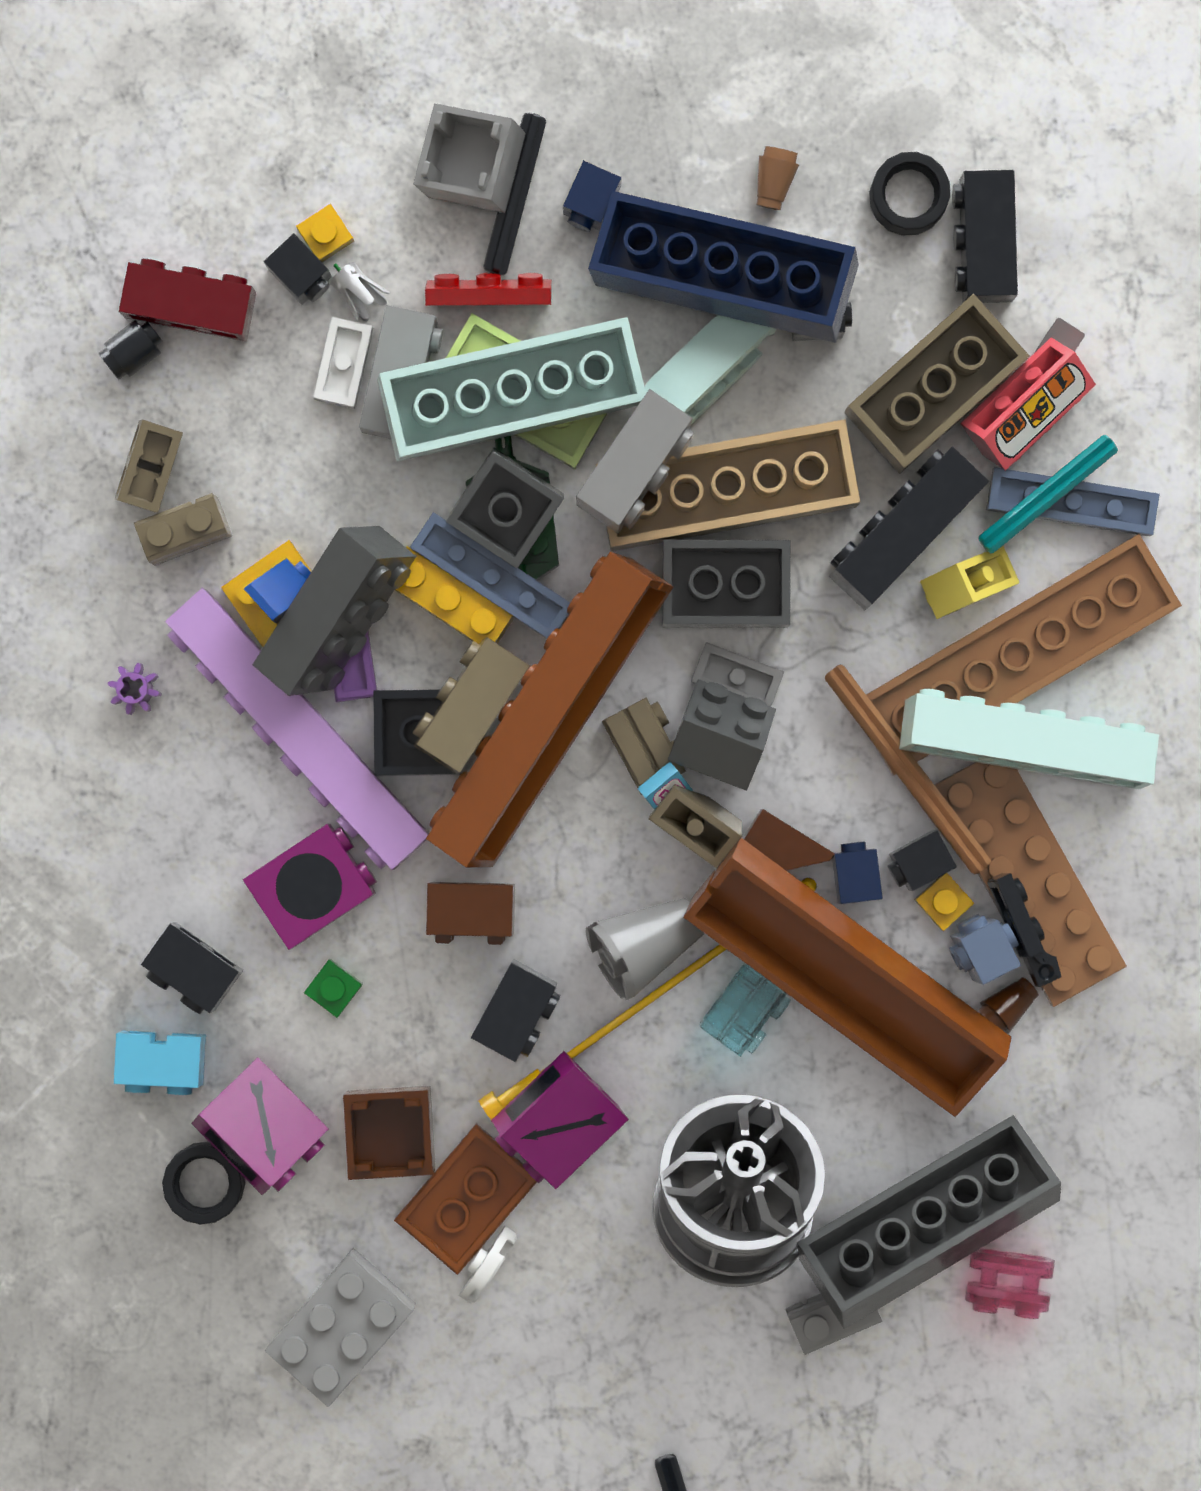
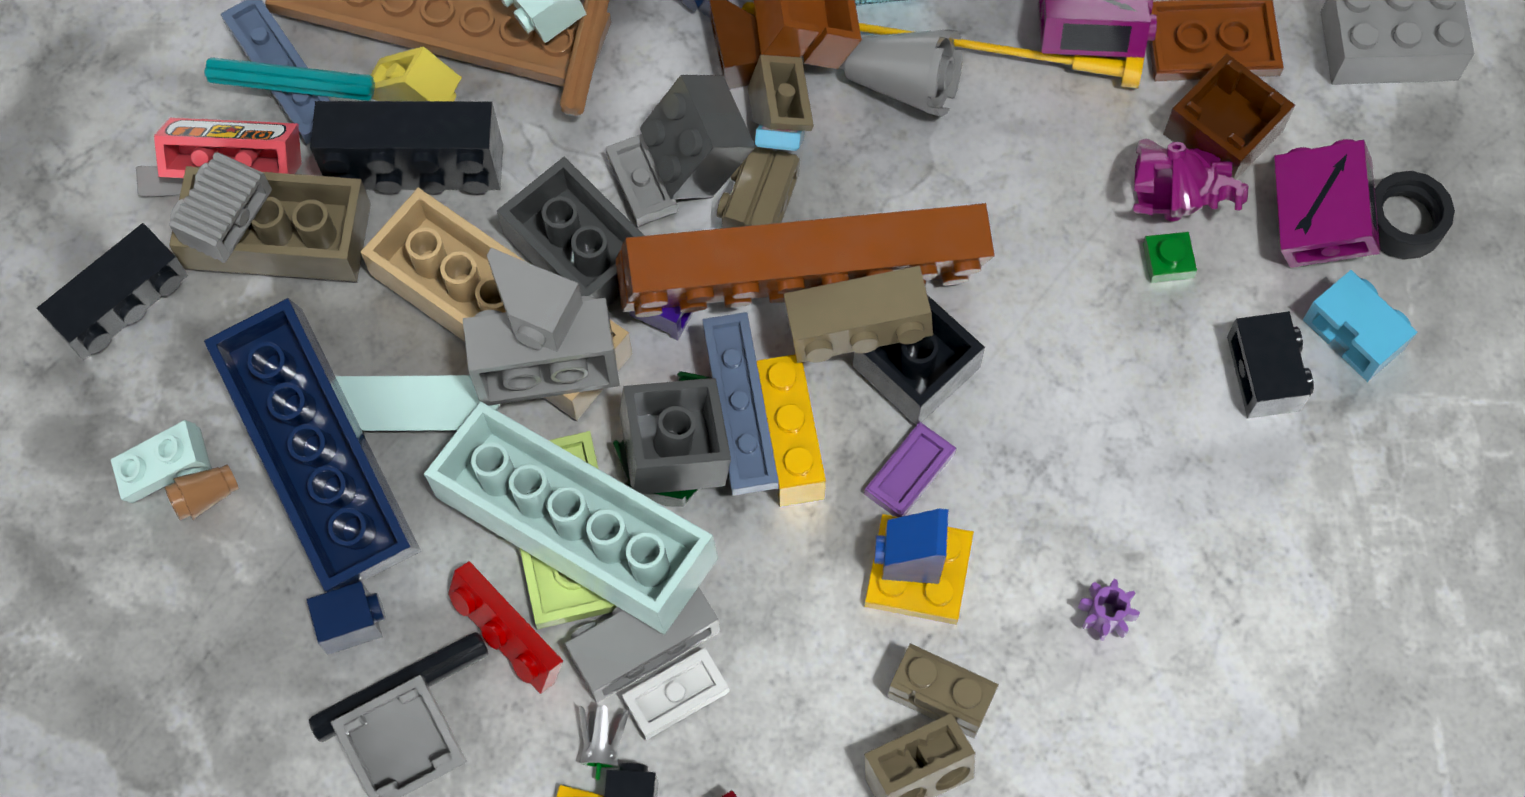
camera: 130 degrees left, 20 degrees down
(298, 730) = (1007, 459): lavender brick -> none
(311, 885) = (1114, 335): magenta brick -> none
(335, 610) = (888, 483): dark grey brick -> none
(374, 1047) = (1182, 180): none -> magenta helmet
(470, 911) = (1018, 195): reddish brown container -> none
(515, 1010) = (1050, 103): black brick -> none
(652, 467) = (535, 300): none -> light grey slope
(820, 166) = (159, 460): none -> light aqua plate
(920, 163) = (105, 355): black tyre -> none
(963, 346) = (219, 206): none -> light grey brick

